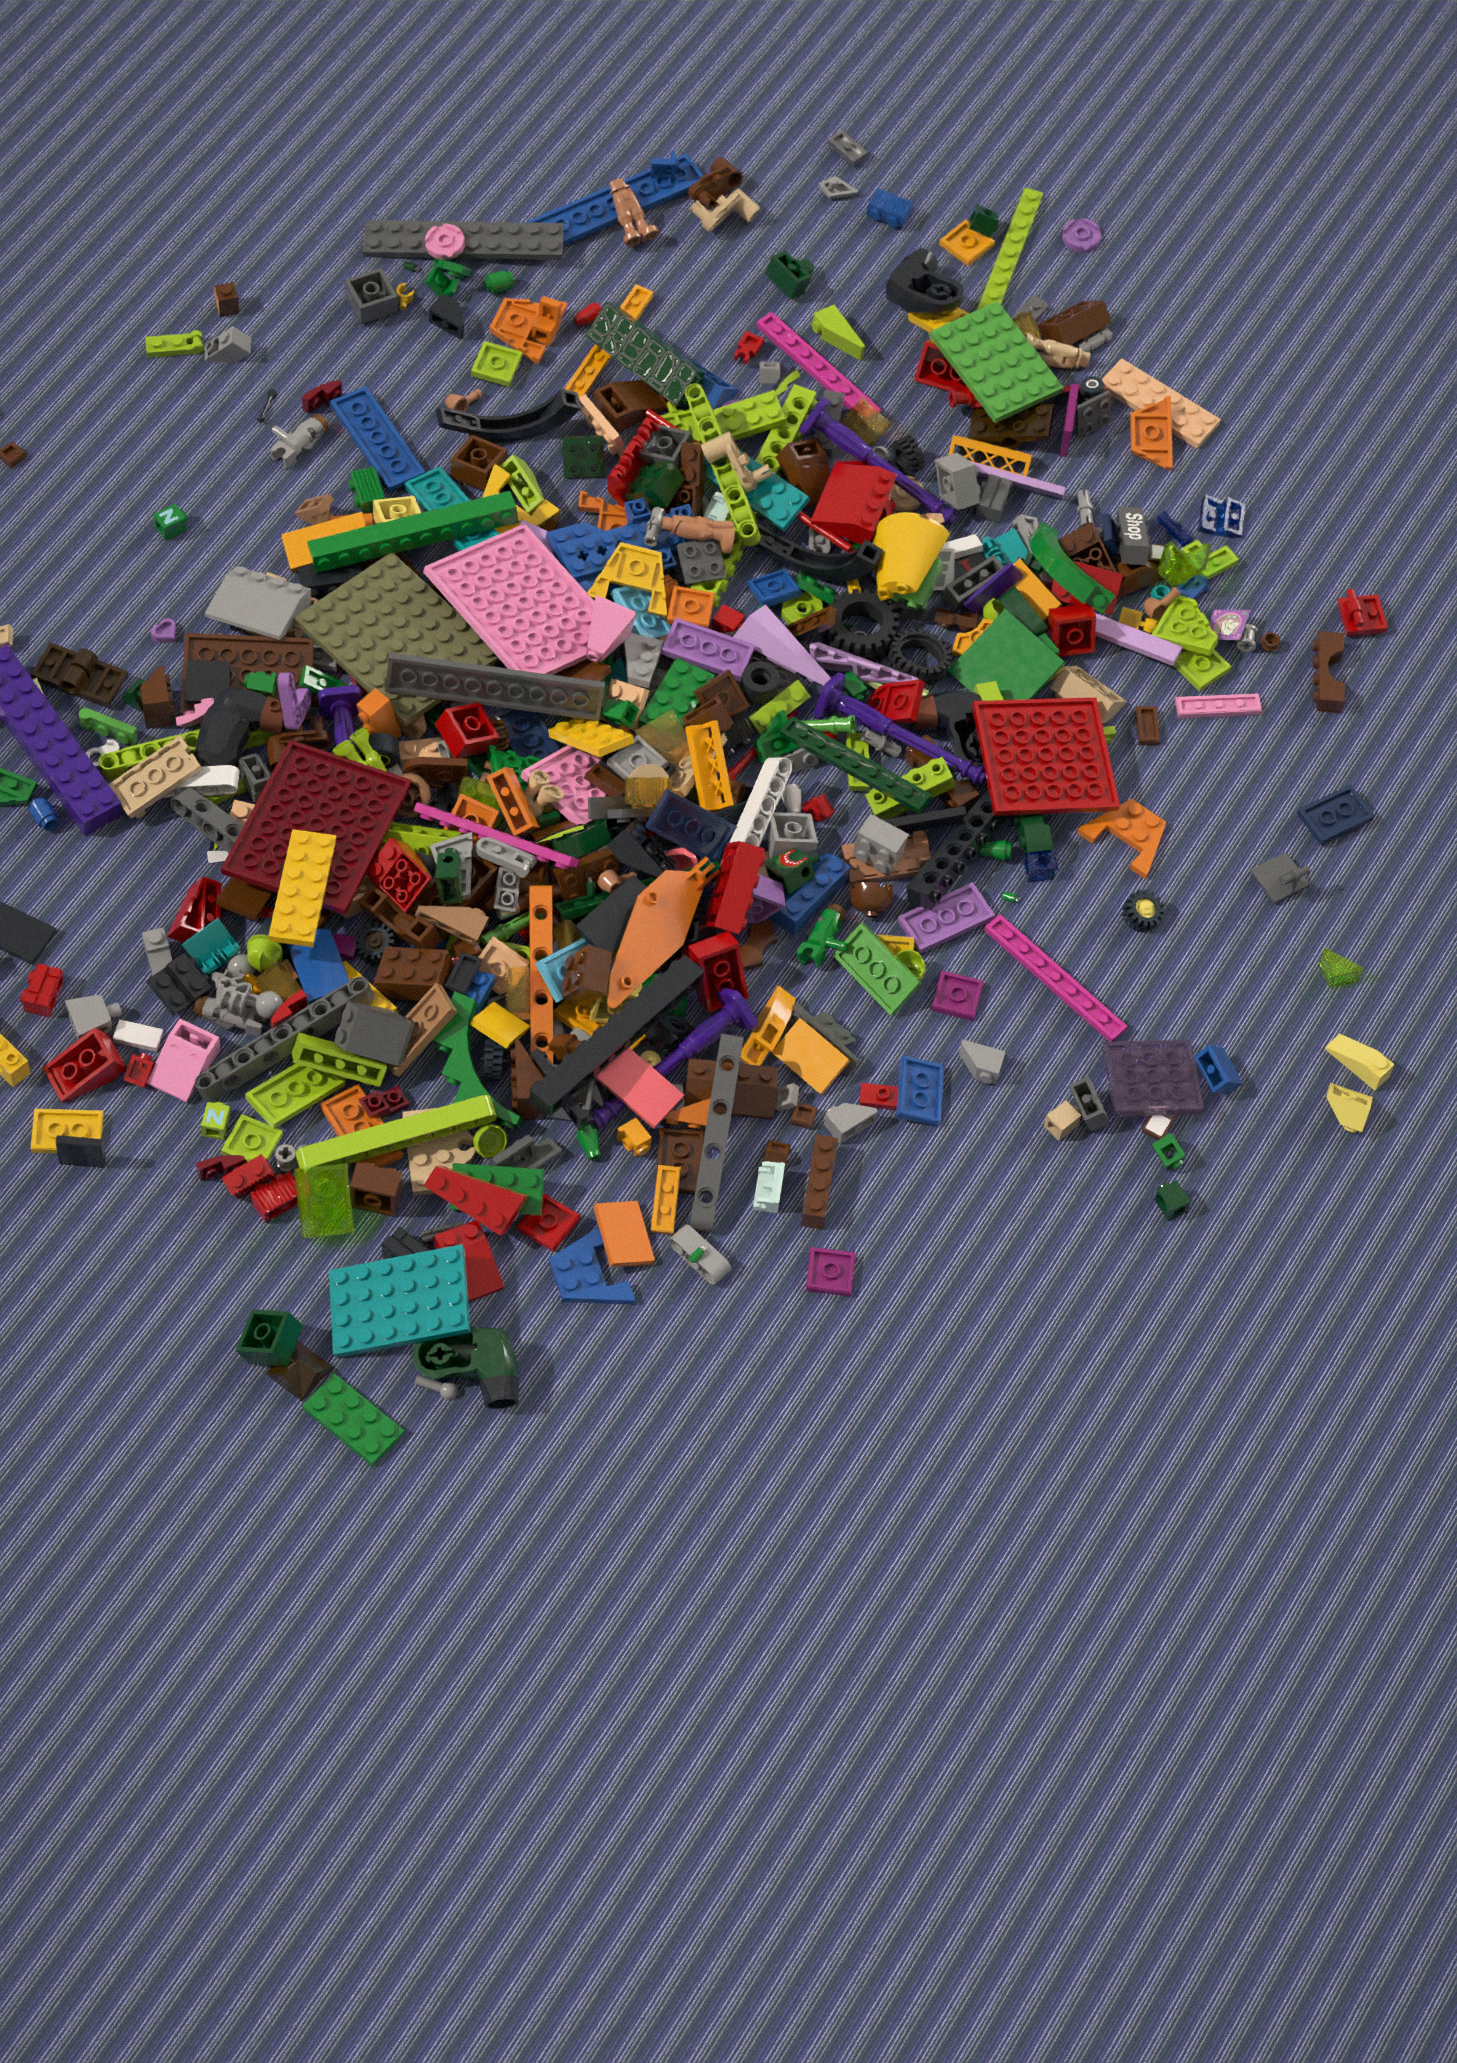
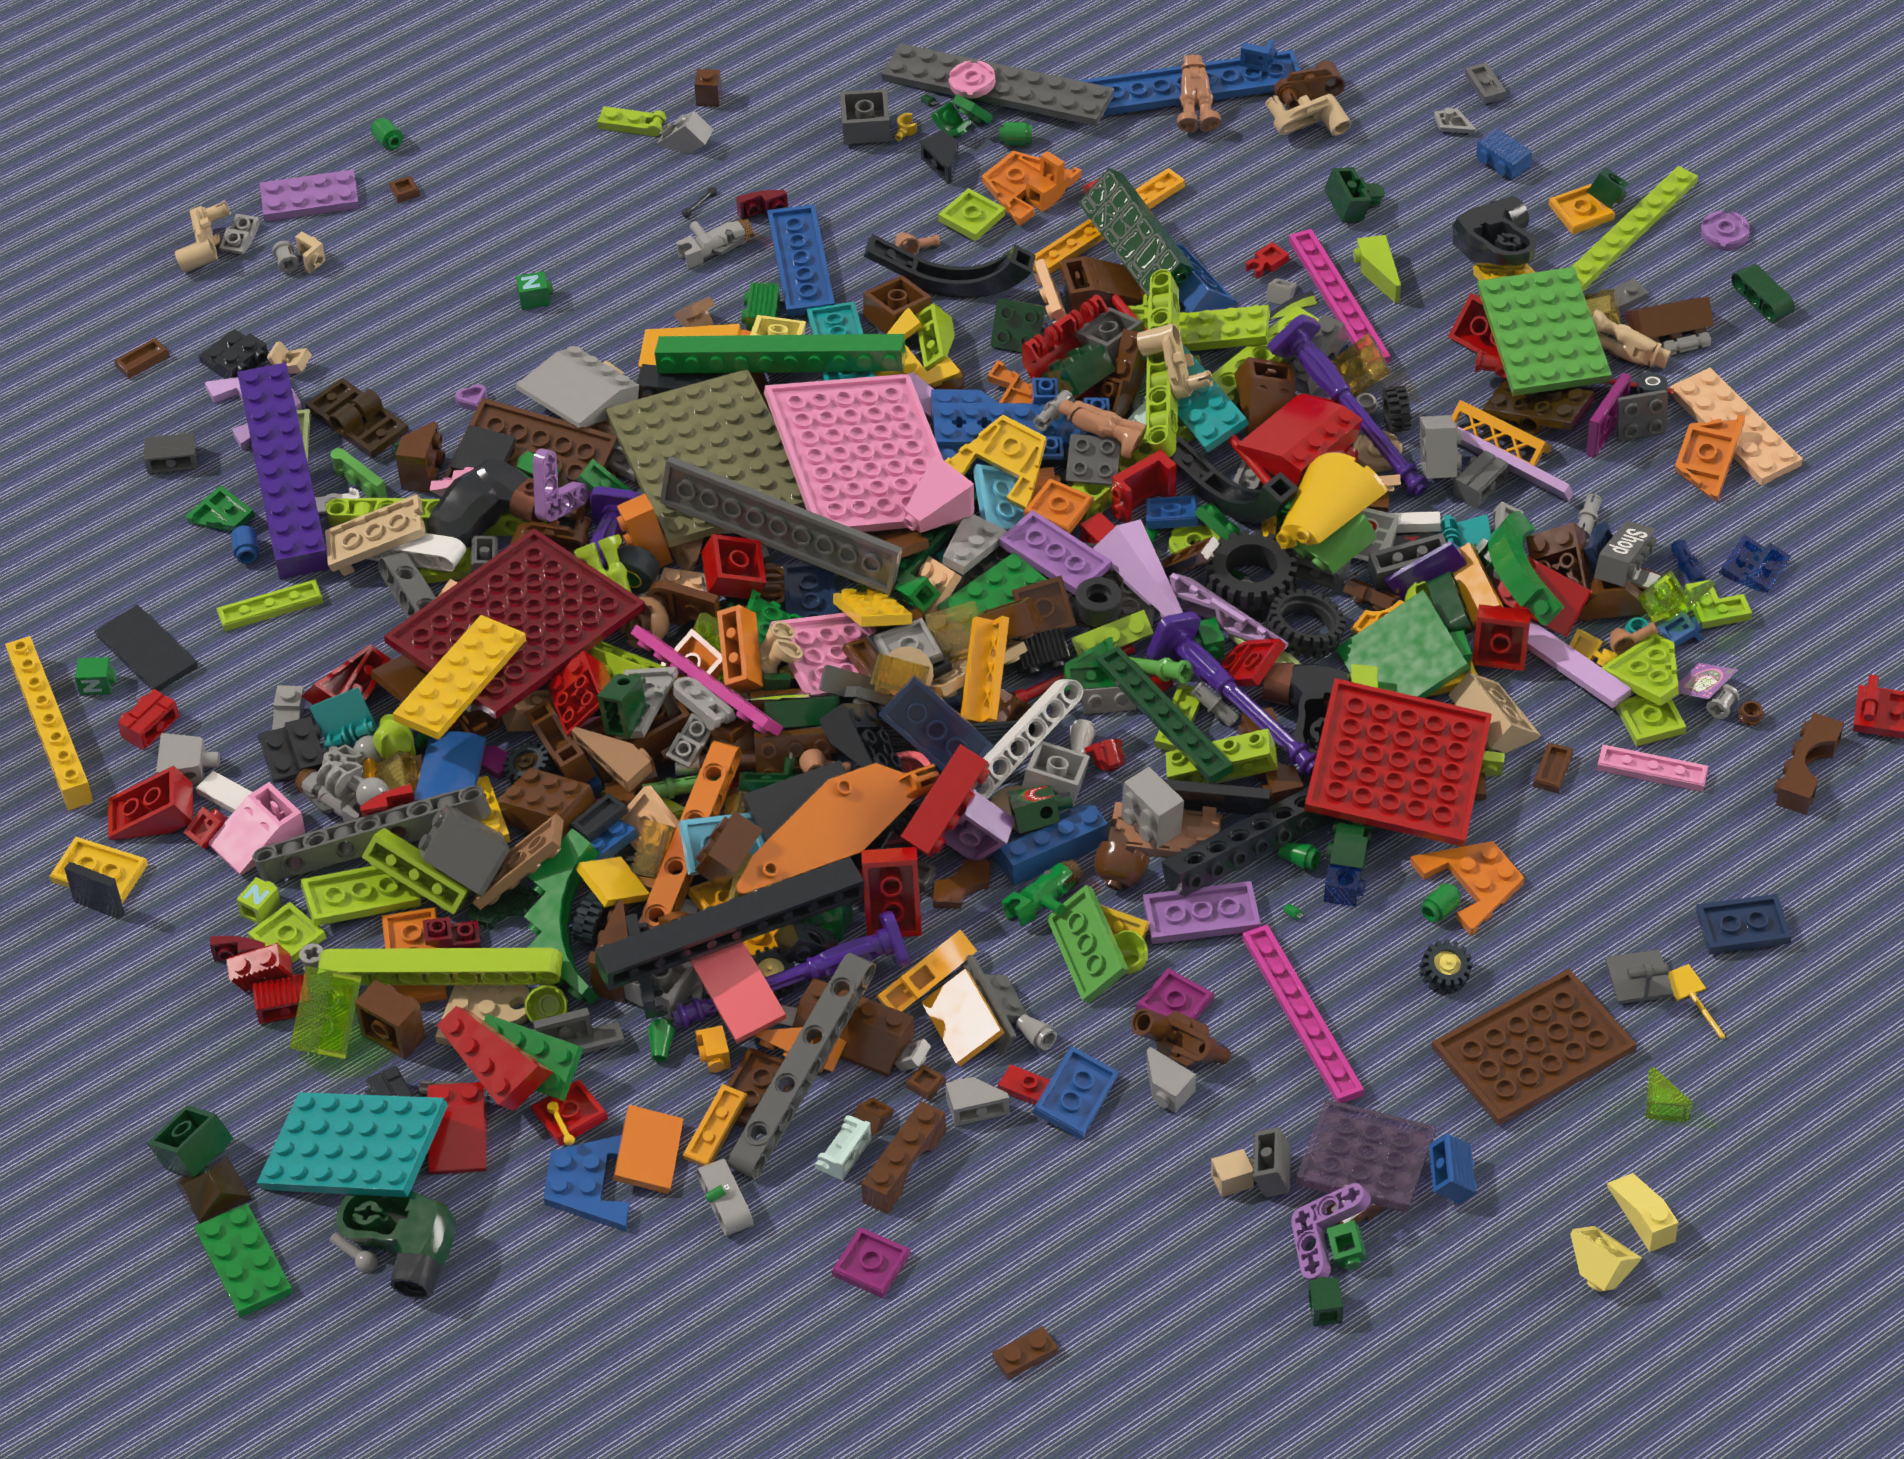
camera: 30 degrees right, 10 degrees down
(89, 861) = (269, 605): none -> lime tile
(422, 1063) = (511, 903): none -> clear green tile
(537, 1224) = (553, 1108): none -> yellow hinge
(753, 561) = (1140, 481): none -> red panel
(869, 1051) = (1038, 1033): none -> light grey cone
(975, 1307) = (1025, 1352): none -> reddish brown plate
(979, 1025) = (1179, 1037): none -> reddish brown piece
(1116, 859) = (1440, 902): none -> green brick
(1134, 284) = (1763, 293): none -> dark green beam
(1141, 1140) = (1318, 1221): none -> medium lavender beam
(1230, 955) = (1533, 1046): none -> reddish brown plate
(1317, 874) = (1686, 984): none -> yellow piece

